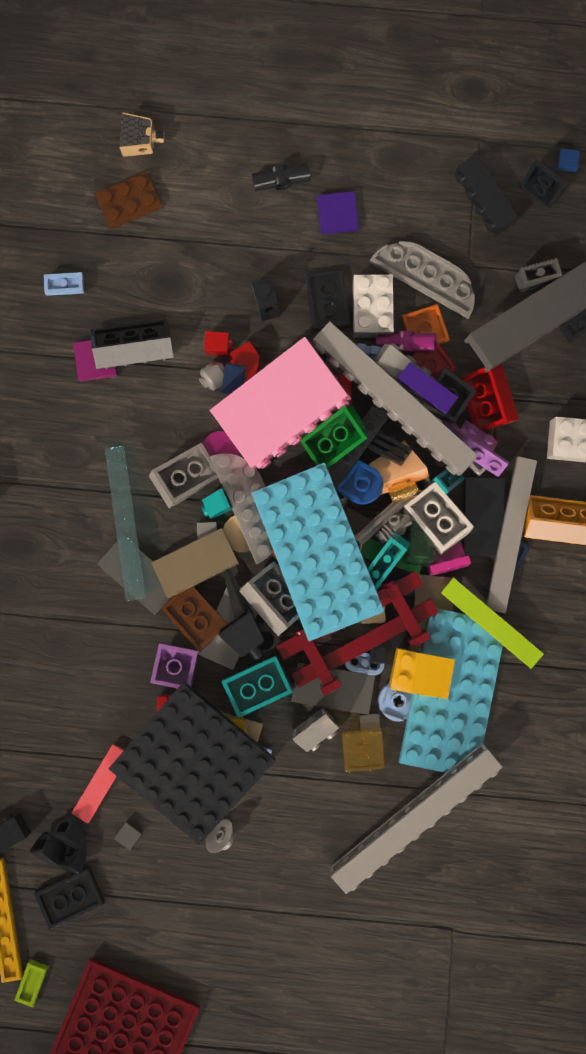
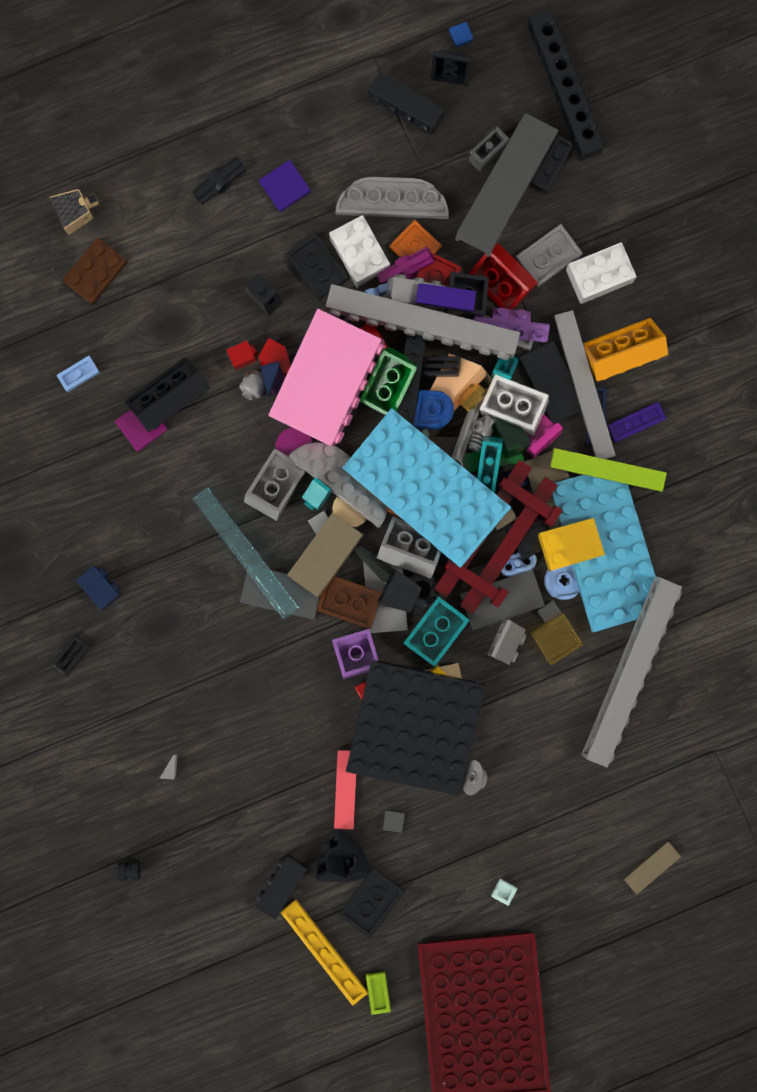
camera: 25 degrees left, 0 degrees up
(193, 954) = (504, 891): none -> light aqua tile
(338, 1005) = (651, 867): none -> dark tan tile
(540, 592) = (636, 422): none -> dark purple tile
(542, 399) = (549, 255): none -> light grey tile

